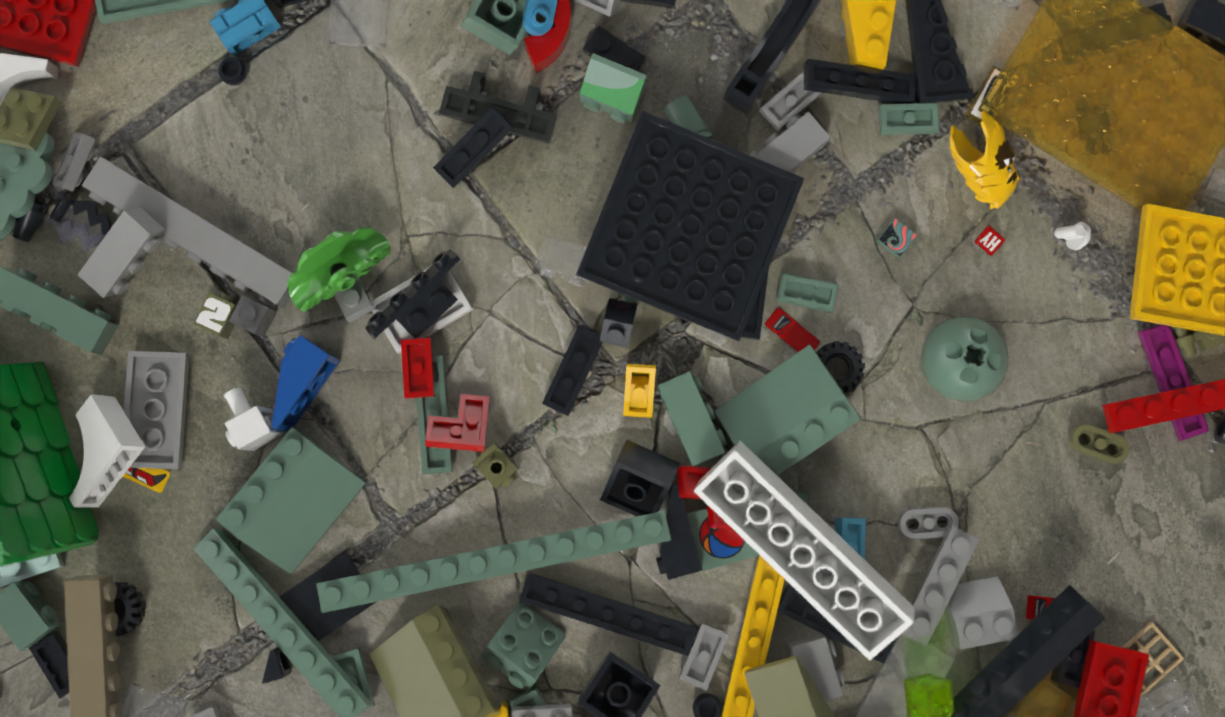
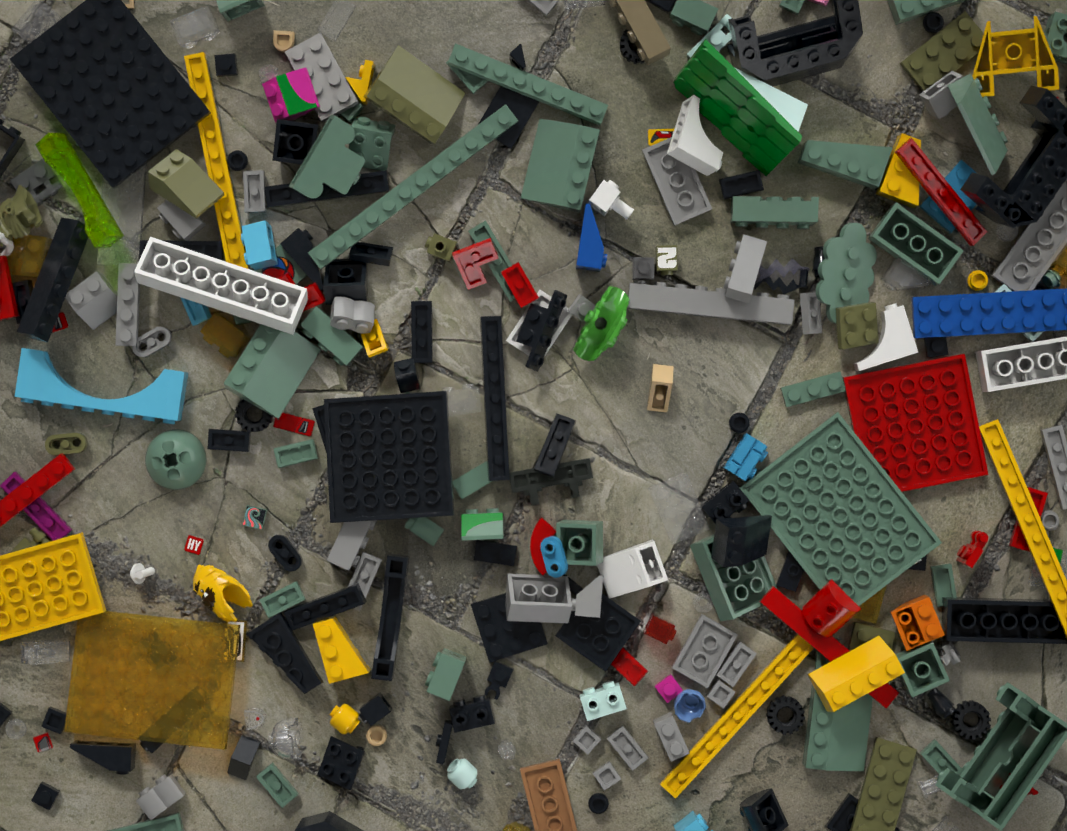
camera: 155 degrees right, 5 degrees up
(77, 364) = (741, 184): none -> black plate
(121, 69) = (813, 389): none -> sand green plate
(306, 158) = (660, 388): none -> tan slope
(521, 242) = (494, 398): none -> black plate
(585, 647) = (329, 161): none -> sand green brick
(590, 501) = (371, 253): none -> black plate
(596, 154) = (472, 480): none -> sand green tile
(651, 432) = (352, 315): none -> light grey brick
(730, 581) = (259, 245): none -> medium azure brick
(830, 486) = (225, 335): none -> clear yellow brick
(880, 175) = (284, 553): none -> black plate
(885, 349) = (229, 440): none -> black plate
(1095, 538) = (40, 381): none -> medium azure arch

